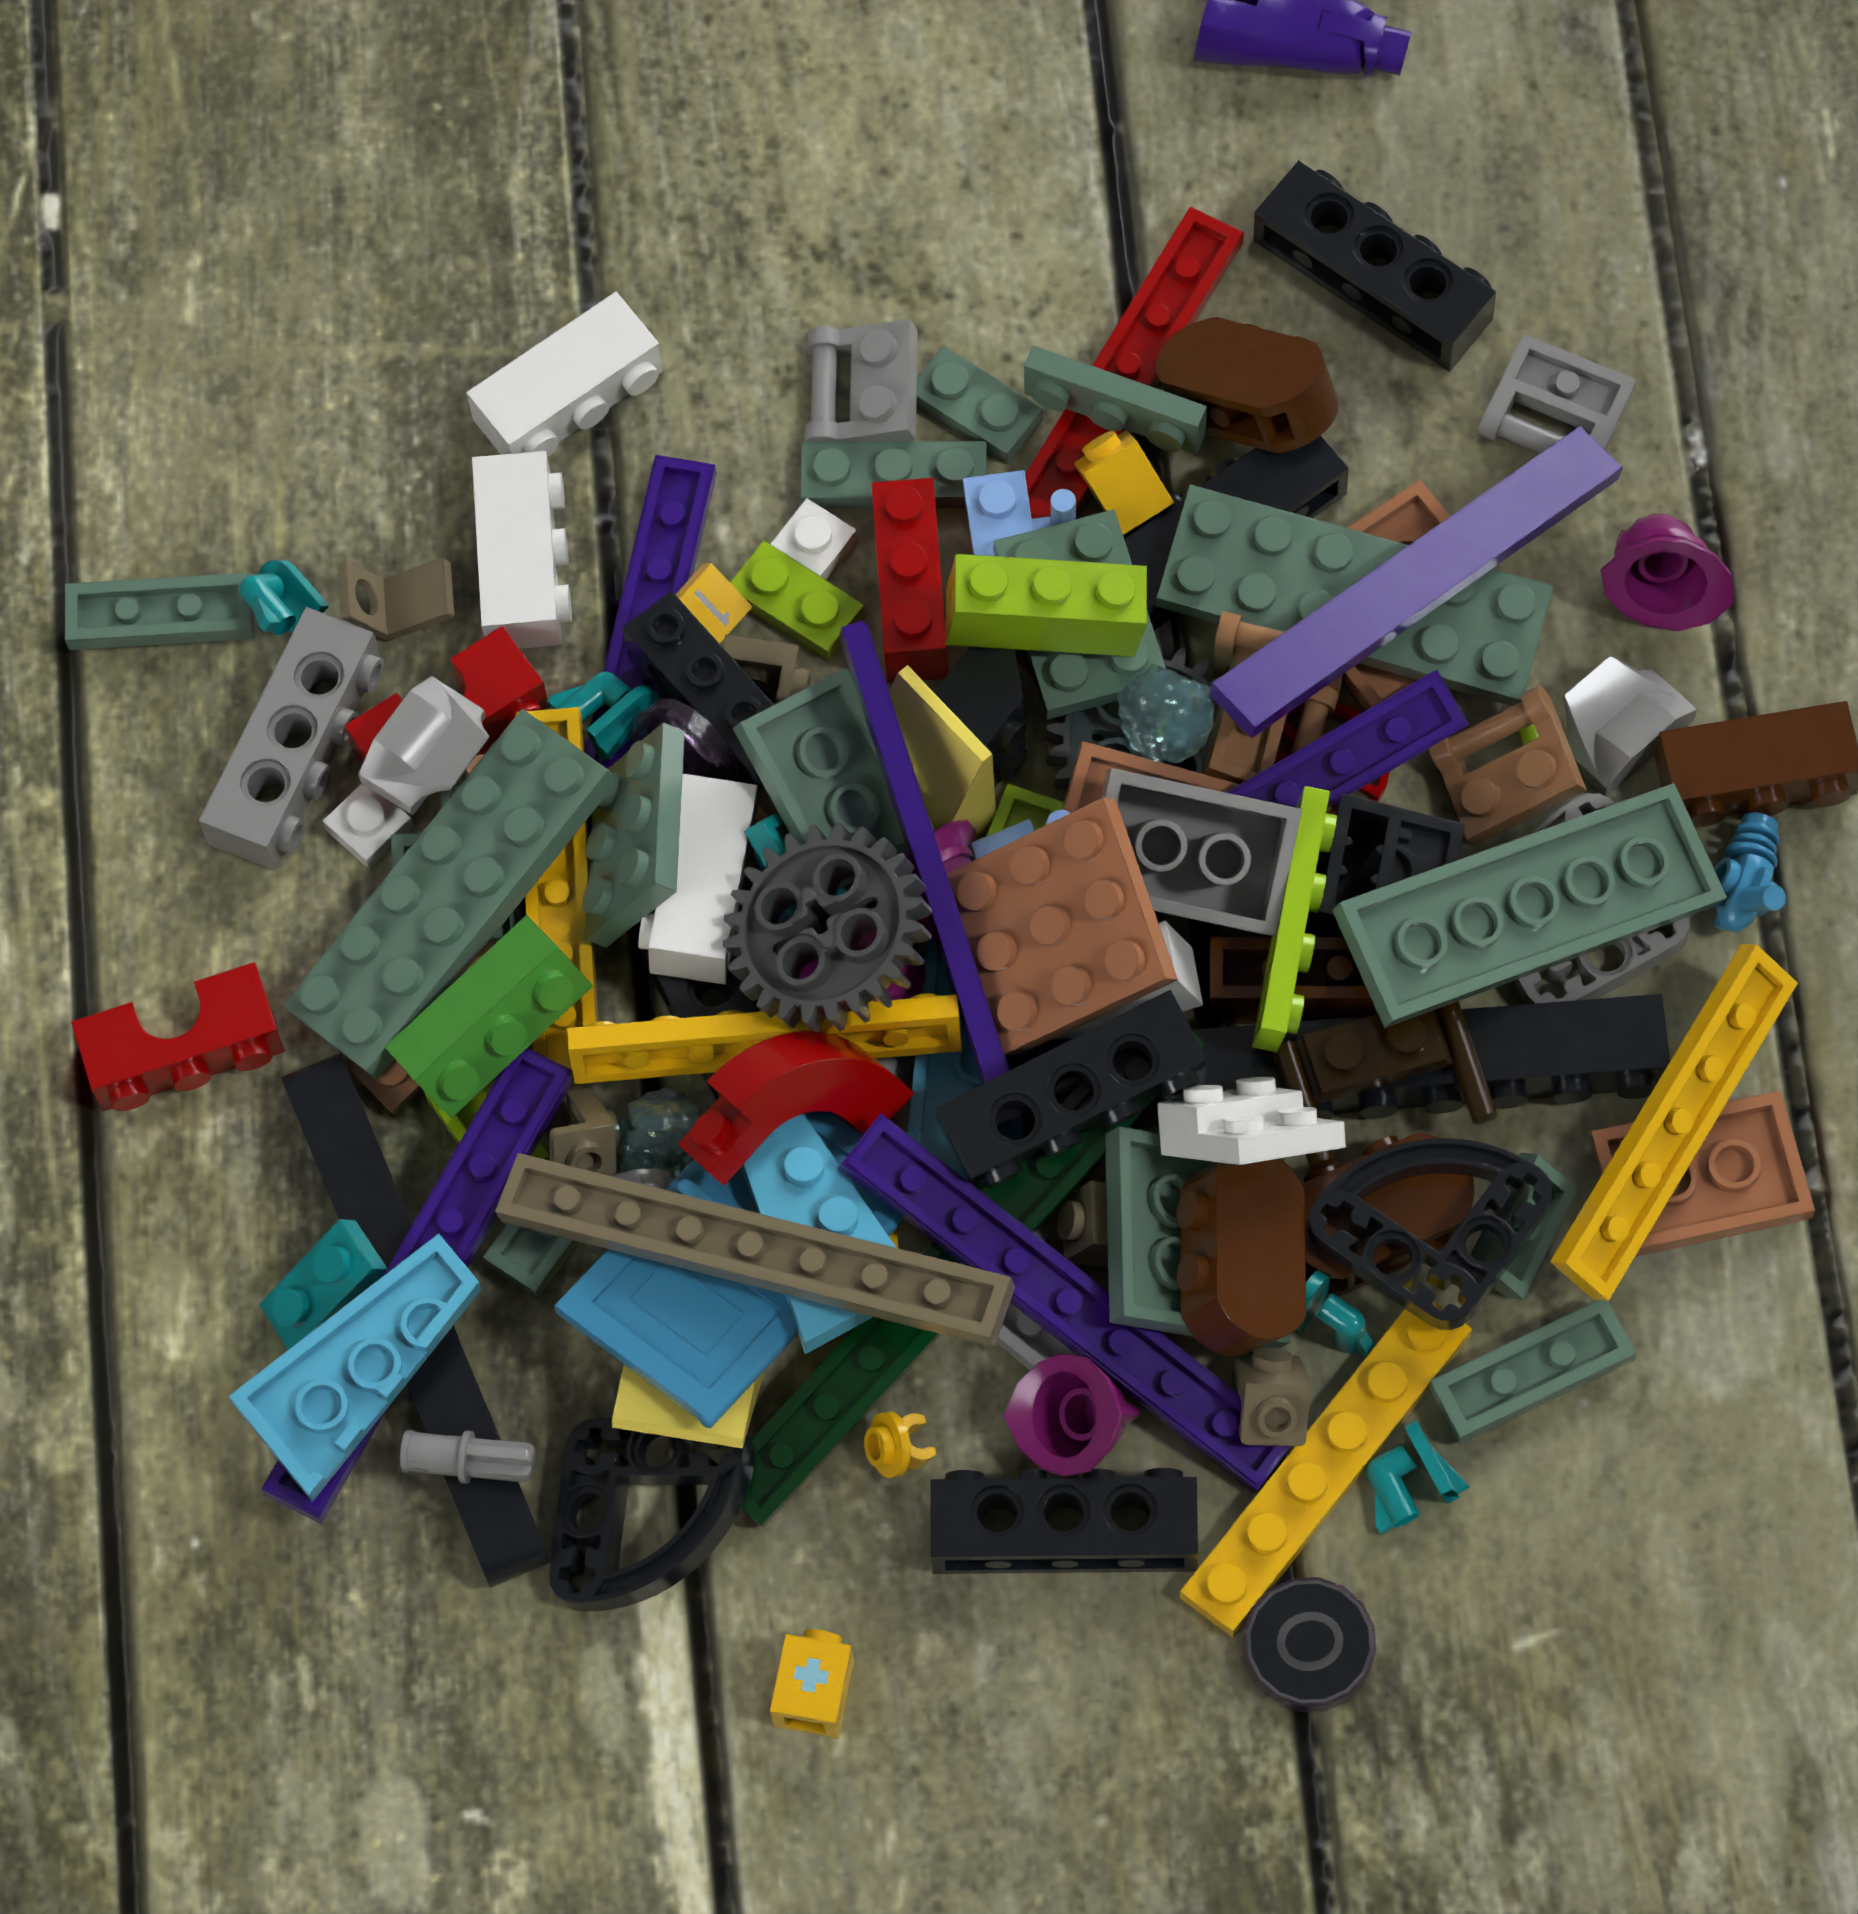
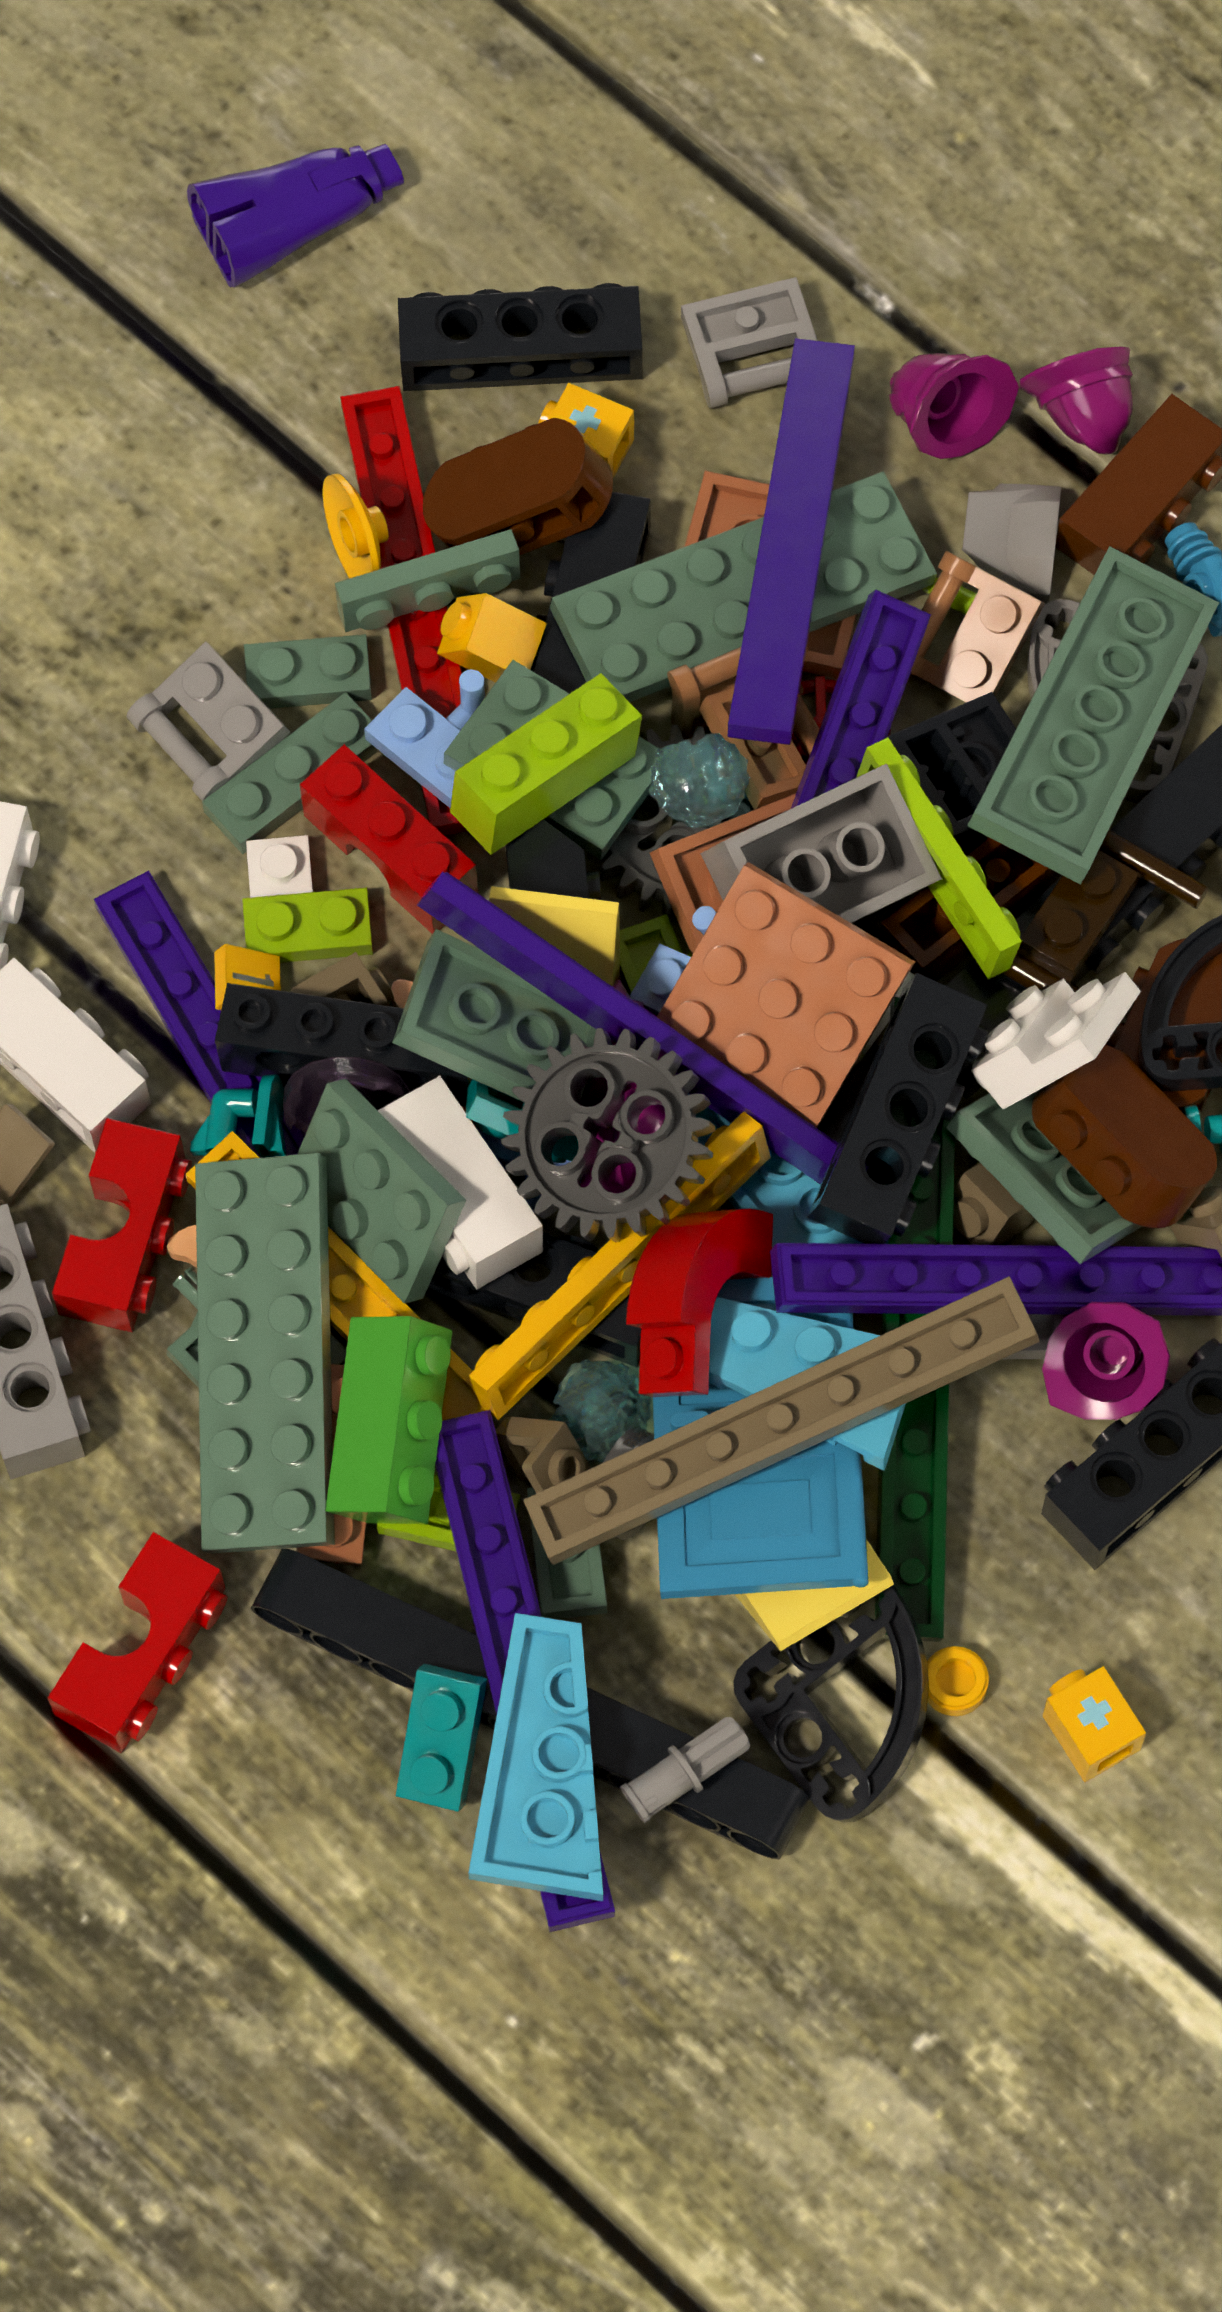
camera: 45 degrees left, 0 degrees up
(366, 823) = (129, 1359): white plate -> none
(424, 745) = (143, 1255): light grey slope -> none
(745, 1567) = (956, 1681): none -> yellow tile
(889, 1444) = (982, 1495): yellow plate -> none
(1105, 319) = (353, 526): none -> yellow dish
(1361, 379) = (600, 421): none -> yellow brick
(1780, 653) = (1086, 396): none -> magenta piece

